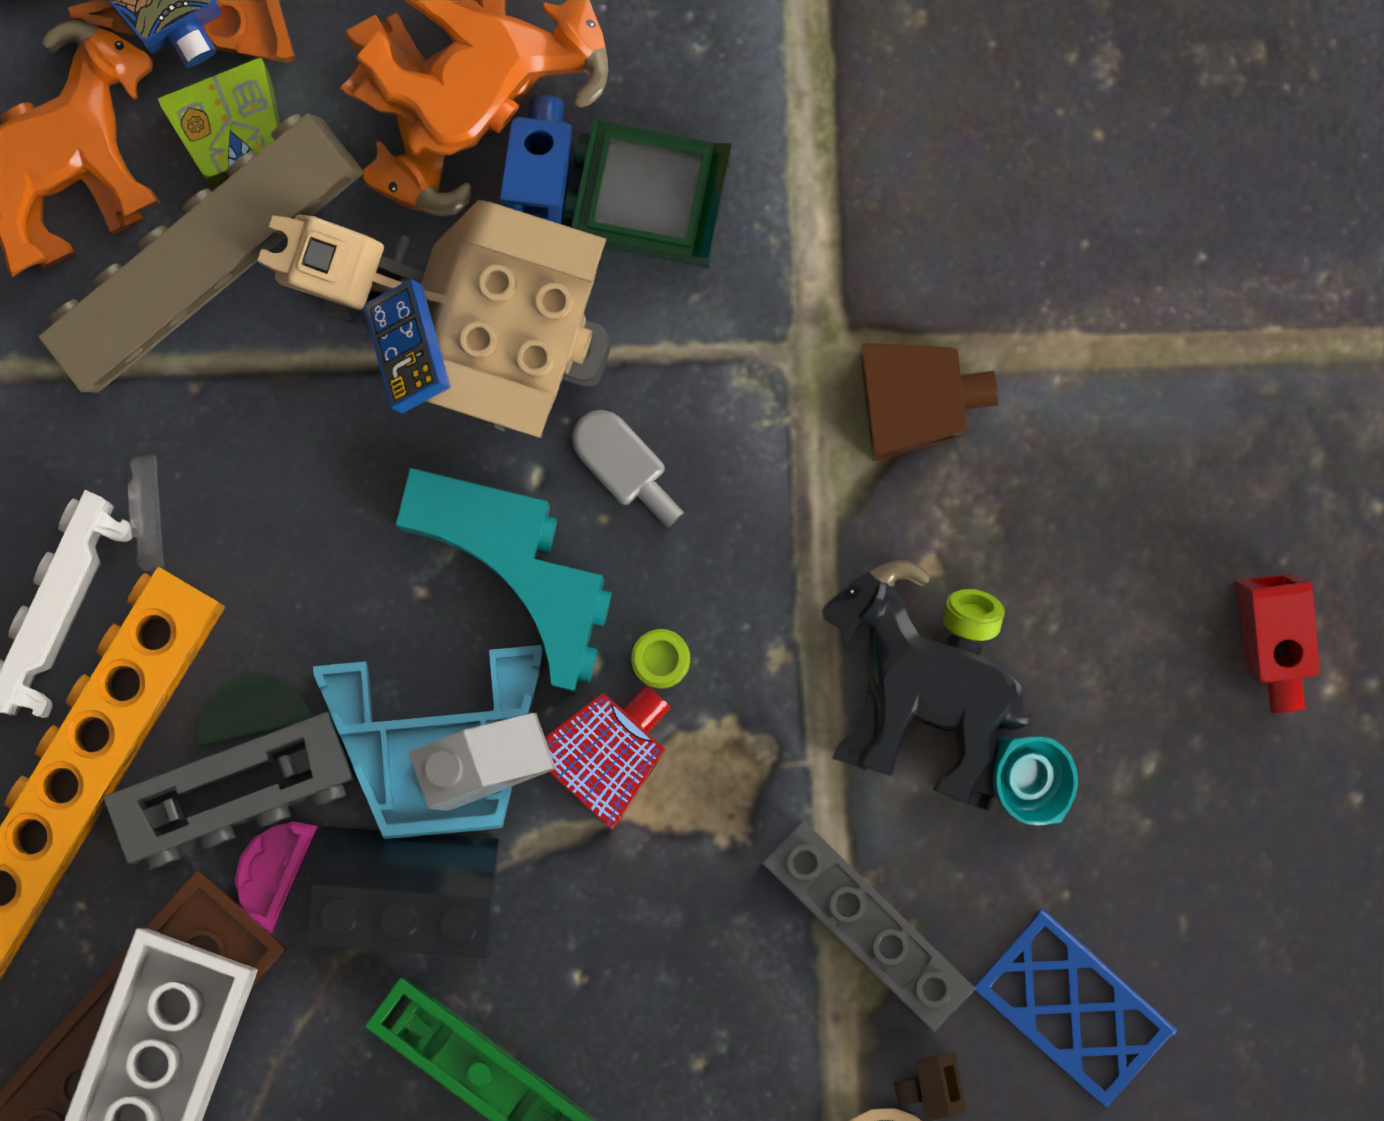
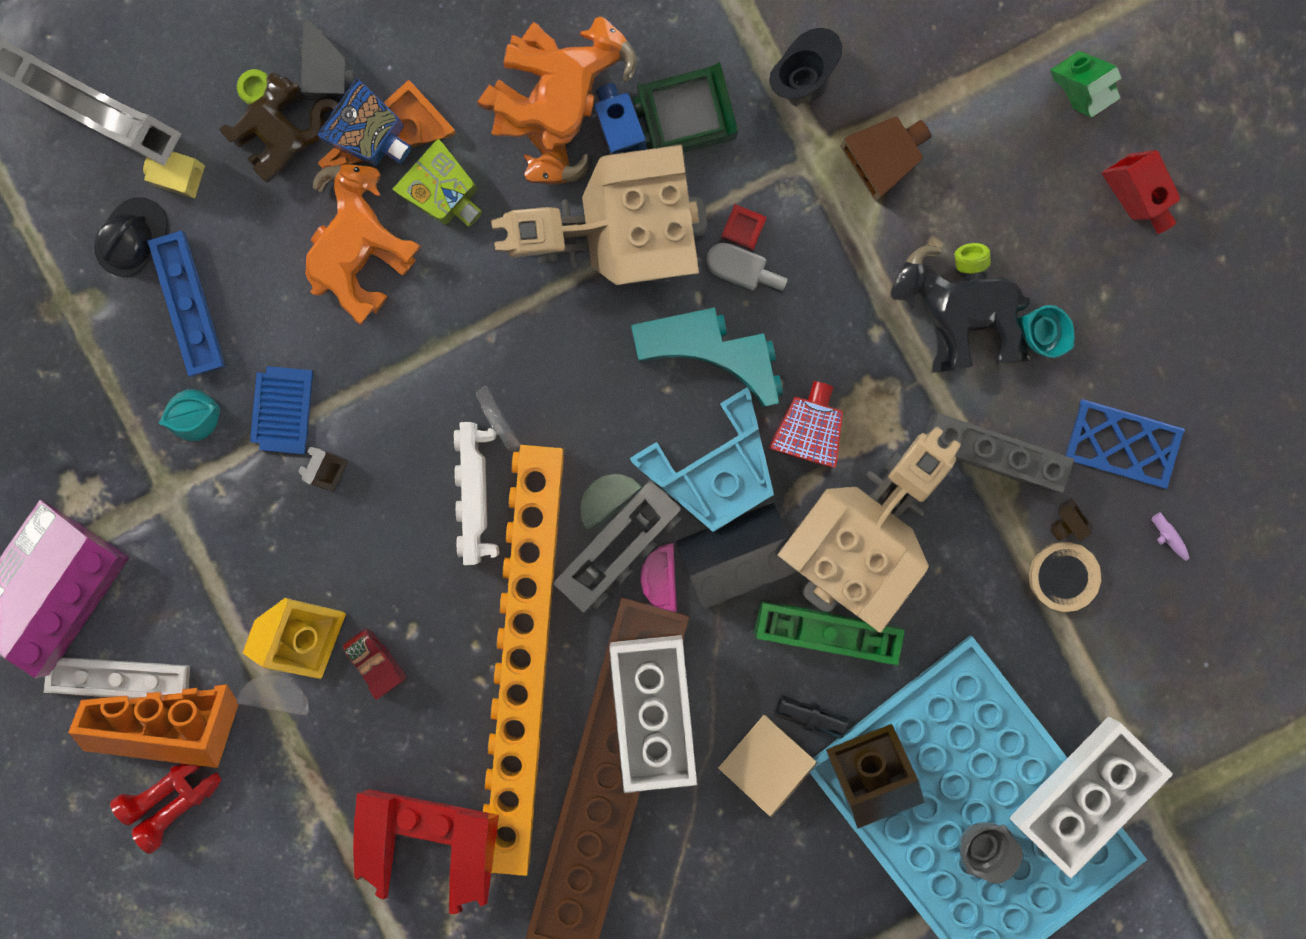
camera: 35 degrees left, 5 degrees up
(199, 253) = (458, 262): dark tan brick -> none
(406, 346) = (600, 258): tile -> none
(481, 761) = (749, 465): light grey slope -> none
(590, 964) = (858, 547): none -> tan piece
(655, 404) = (743, 227): none -> red tile
(660, 658) = (813, 363): lime tile -> none
(858, 211) = (806, 66): none -> black piece
(1269, 435) = (1087, 82): none -> green brick

